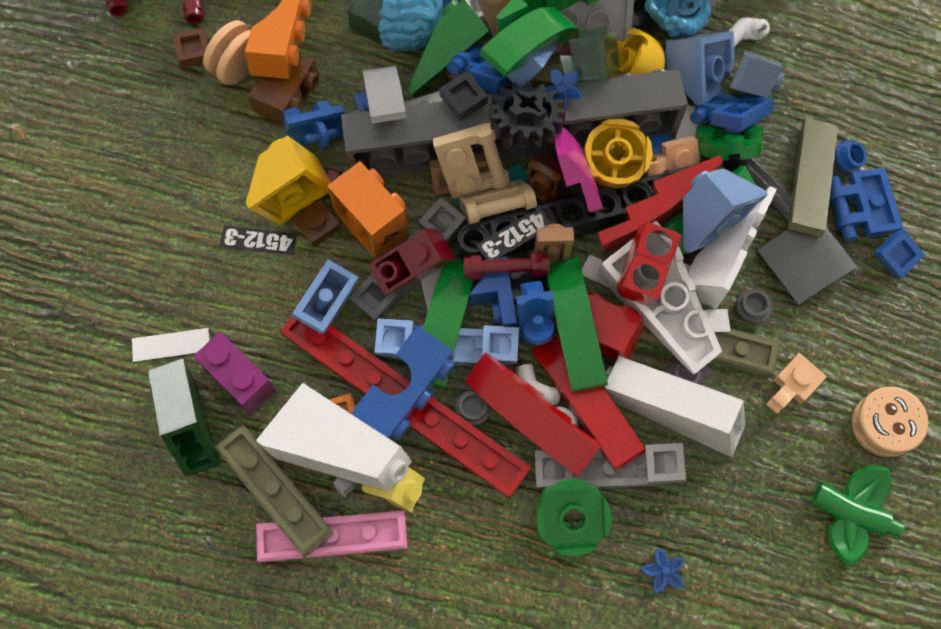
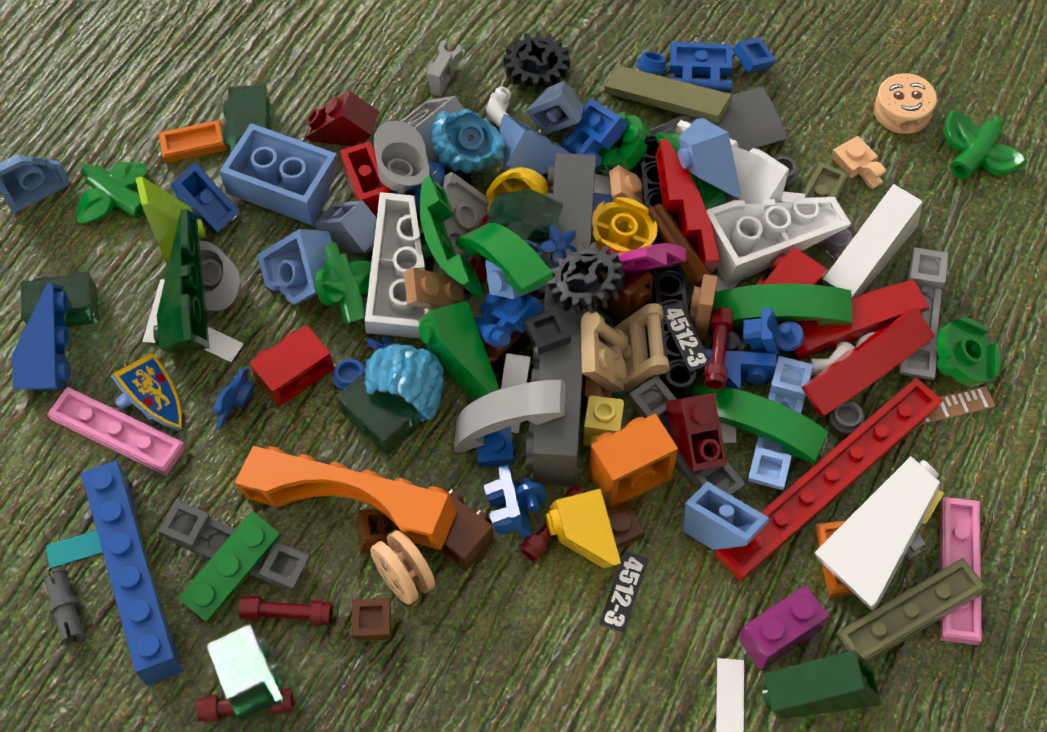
camera: 75 degrees left, 10 degrees down
(409, 179) = (602, 416): none -> light yellow bracket
(428, 362) = (815, 432): blue arch -> none
(521, 523) = (962, 403): none -> medium nougat sticker
(613, 209) = (672, 234): none -> reddish brown axle
(631, 291) = (738, 226): red piece -> none
(664, 571) = (1017, 299): blue plant -> none
(812, 49) = (536, 61): none -> black gear

